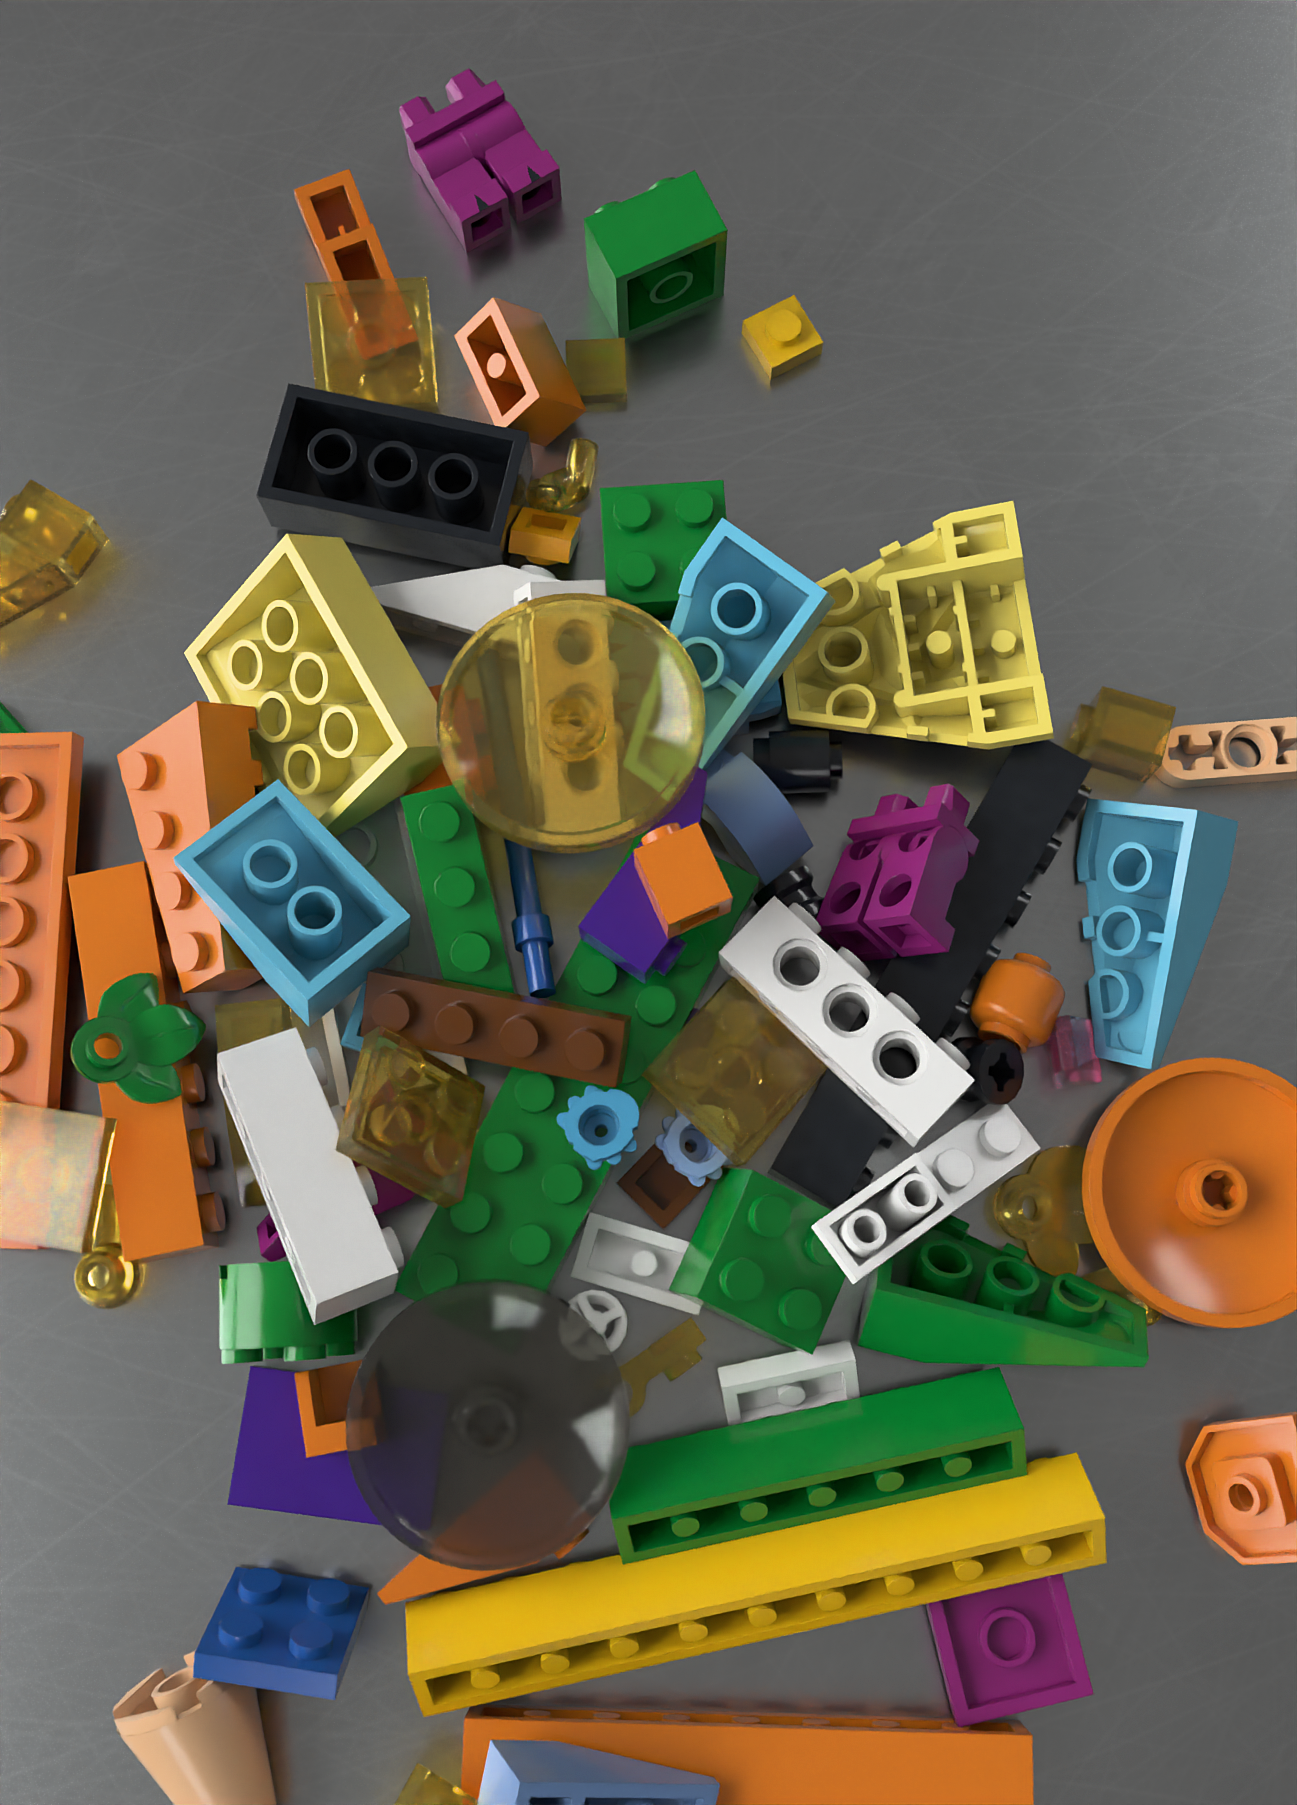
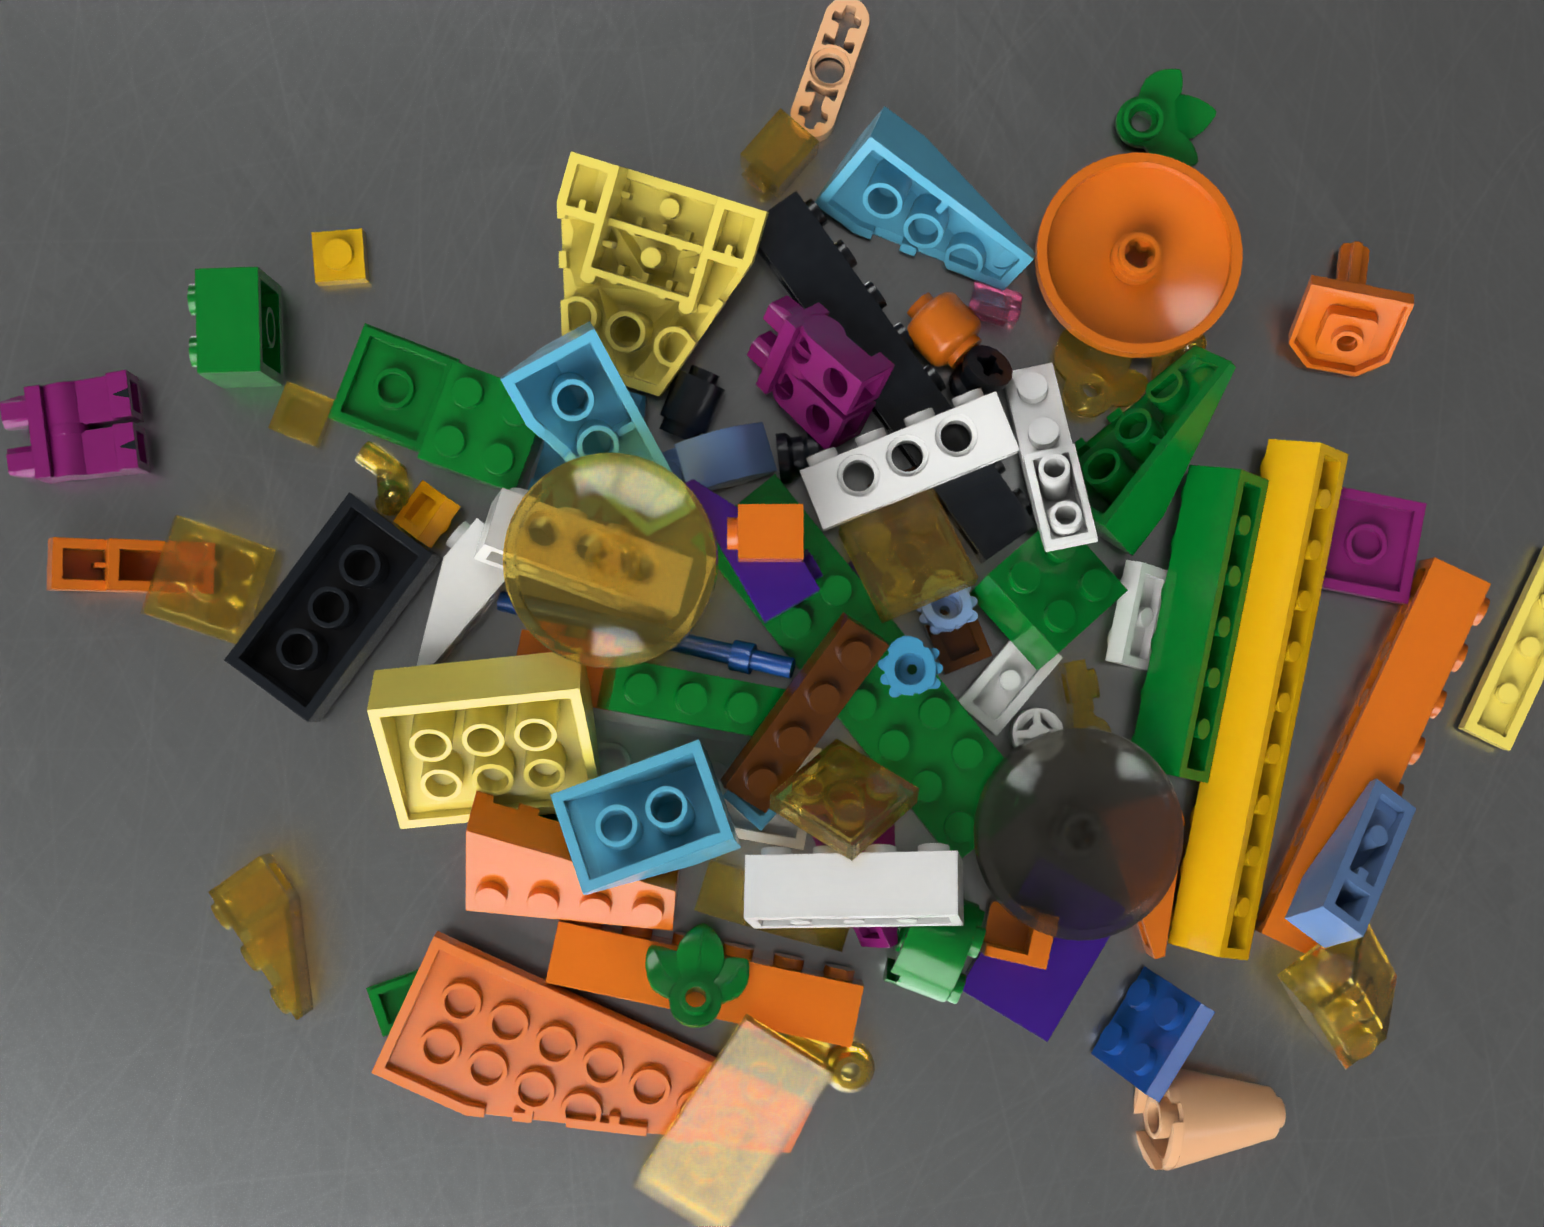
camera: 70 degrees left, 10 degrees up
(520, 371) = (287, 476): orange brick -> none
(666, 438) = (391, 388): none -> green tile

